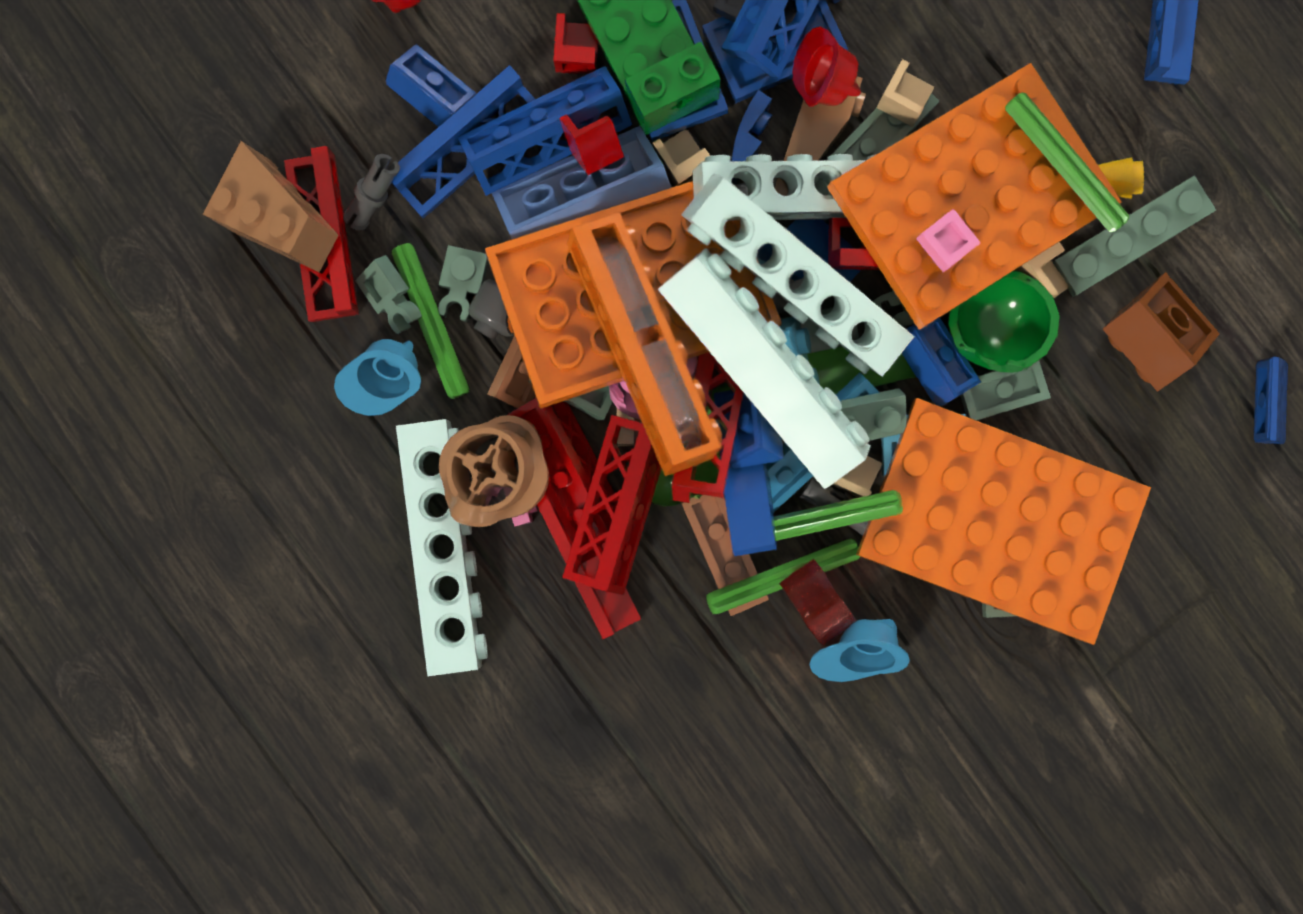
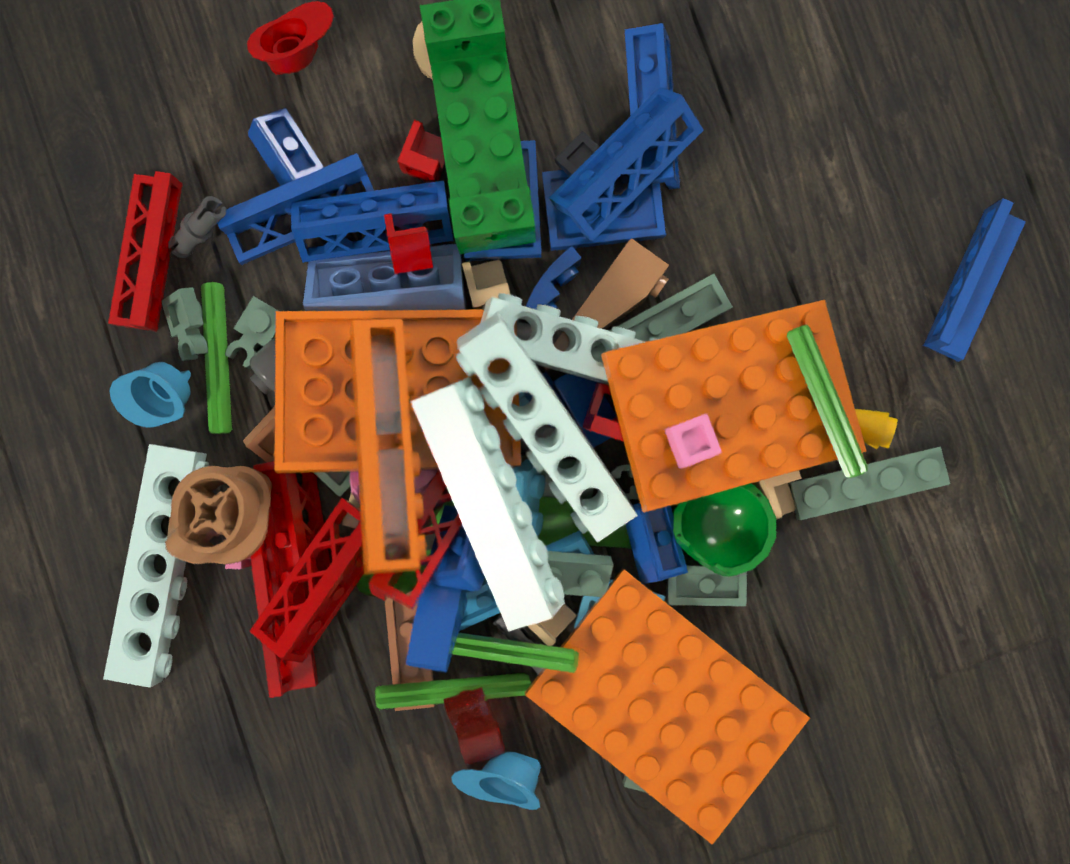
camera: 15 degrees right, 0 degrees up
(268, 210) = (99, 214): medium nougat wedge -> none
(824, 70) = (635, 248): red piece -> none
(905, 96) = (702, 292): tan panel -> none
(1161, 332) = (865, 579): dark orange slope -> none
(1270, 401) = (943, 672): blue slope -> none

